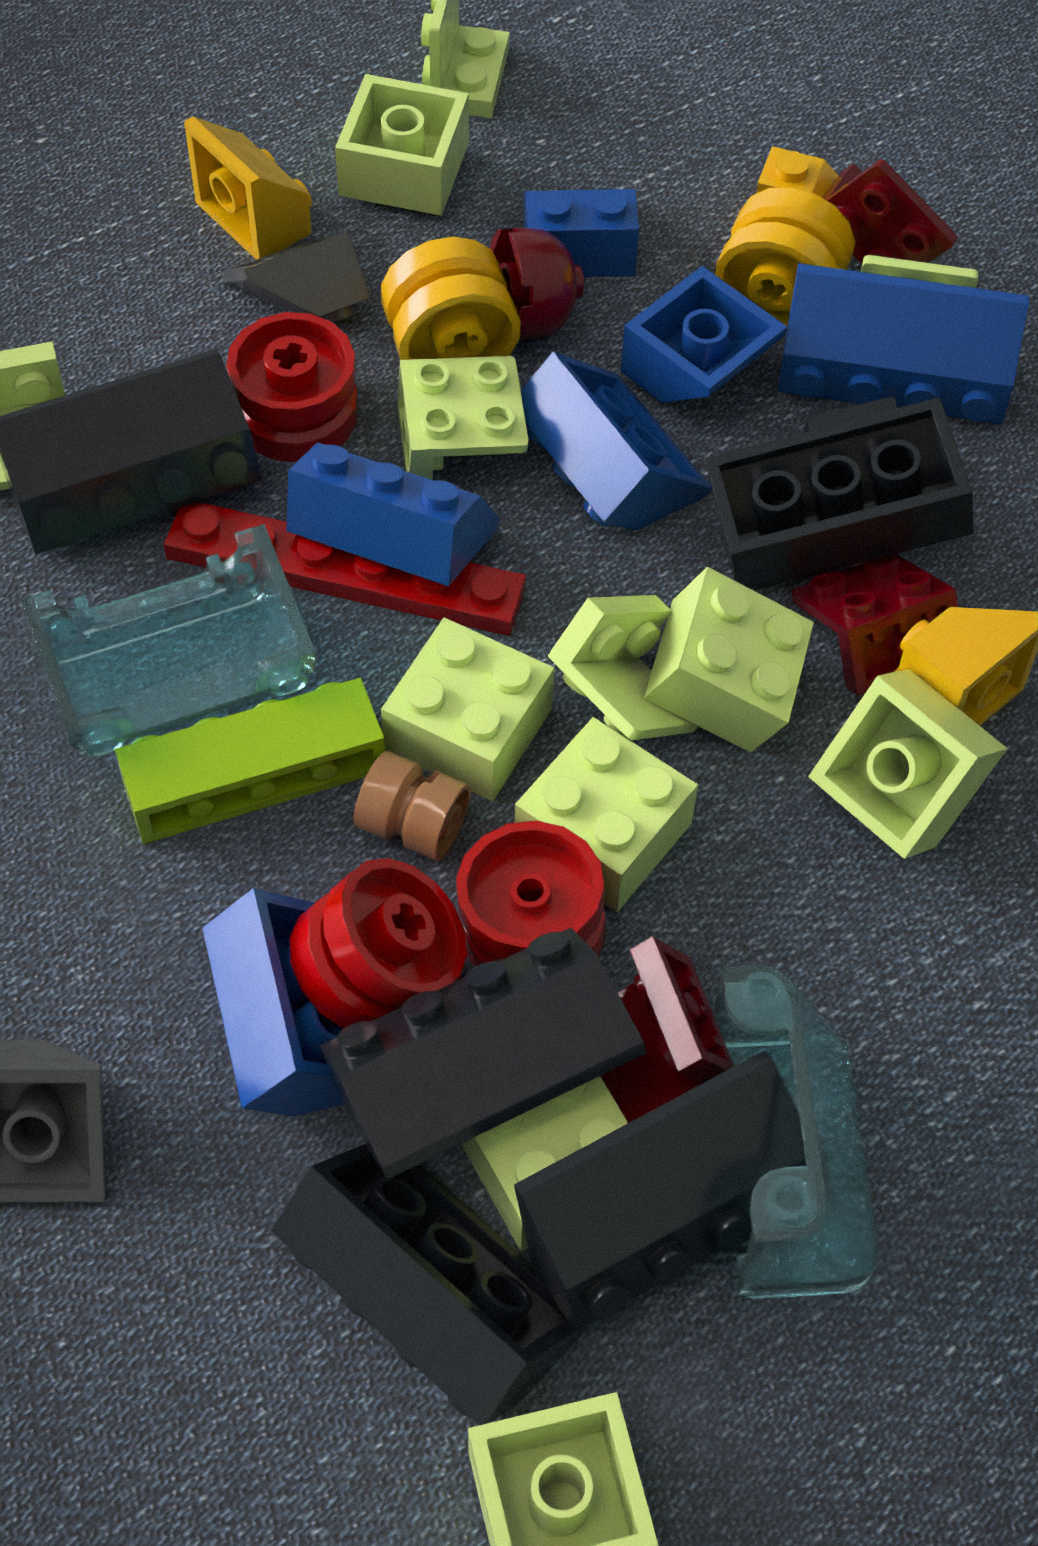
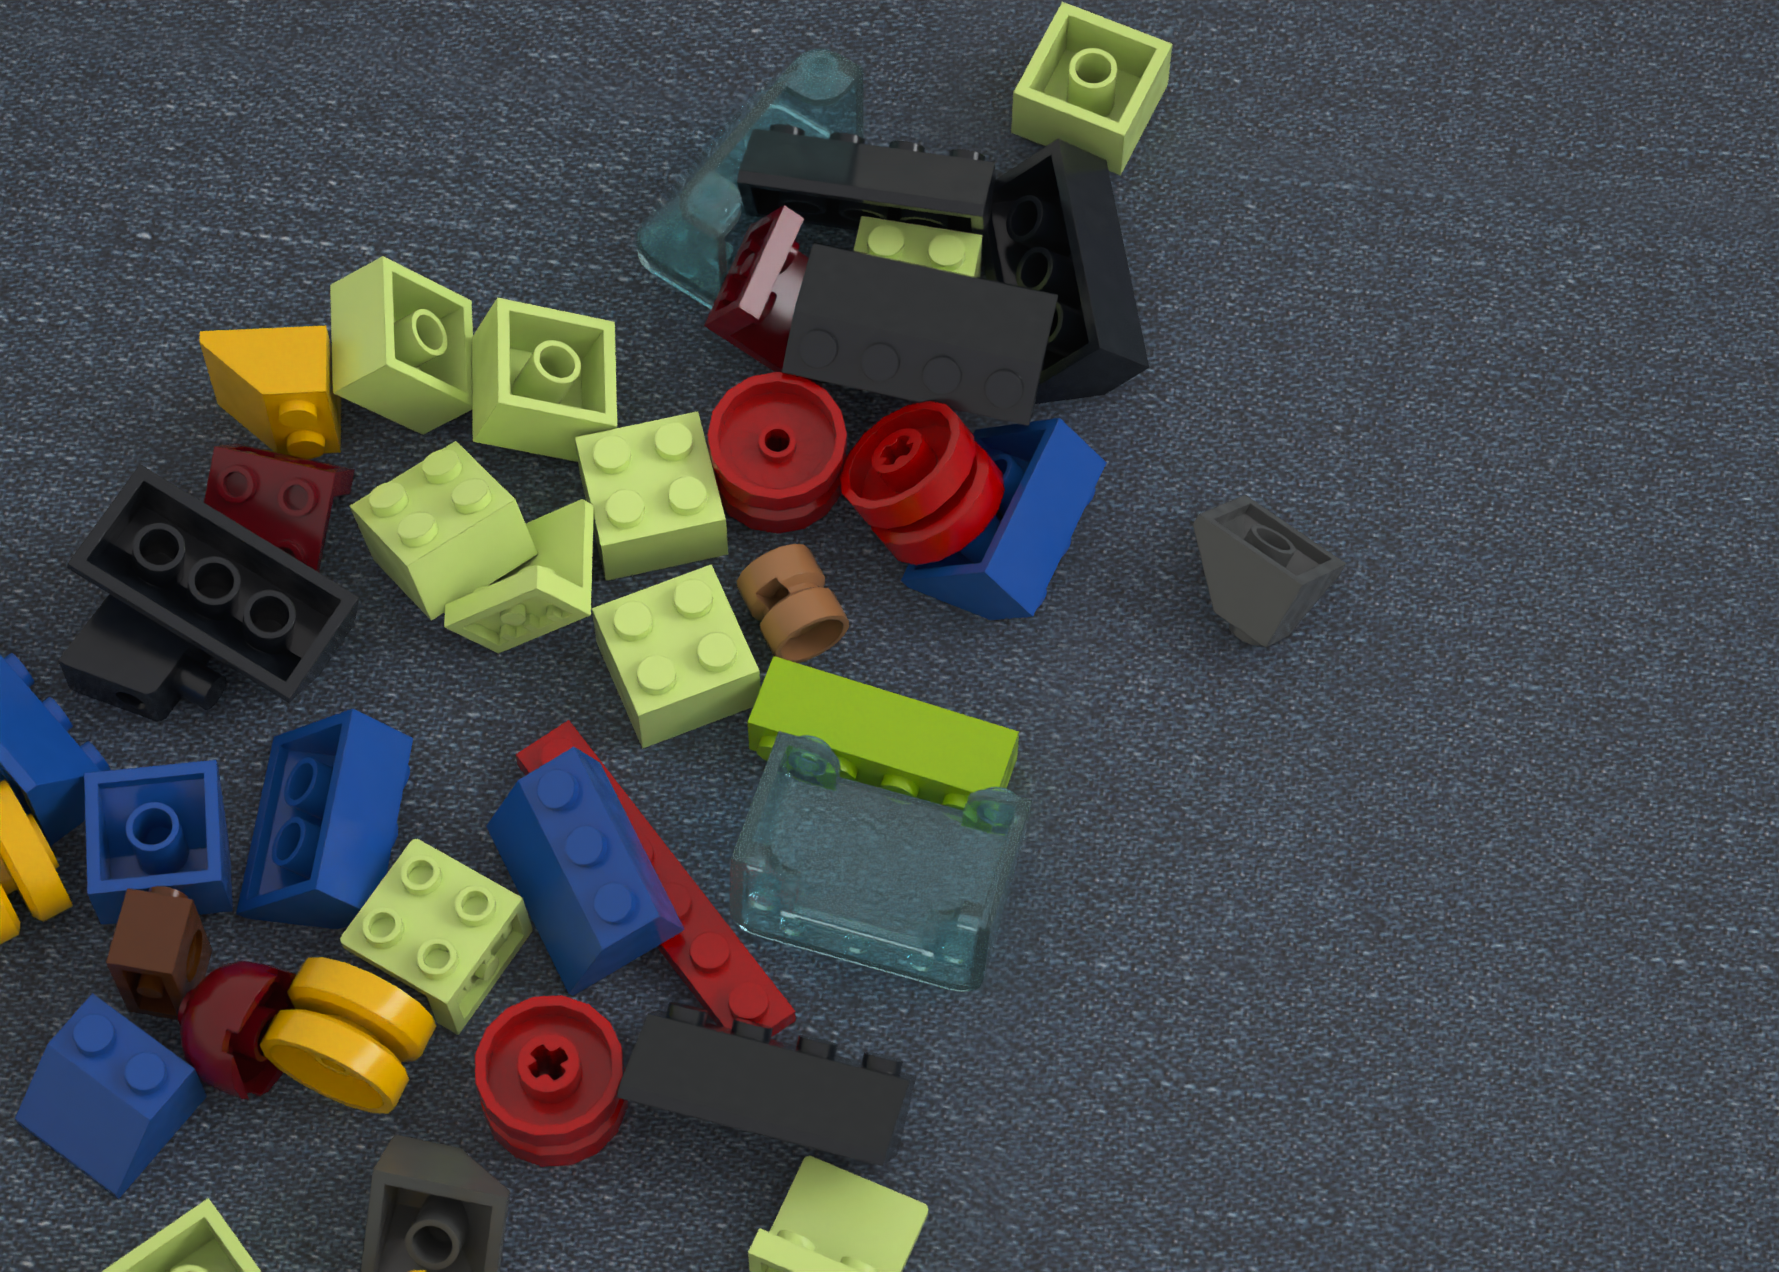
camera: 140 degrees left, 5 degrees up
(621, 274) = (158, 951): none -> reddish brown brick
(772, 819) = (542, 378): none -> yellowish green brick

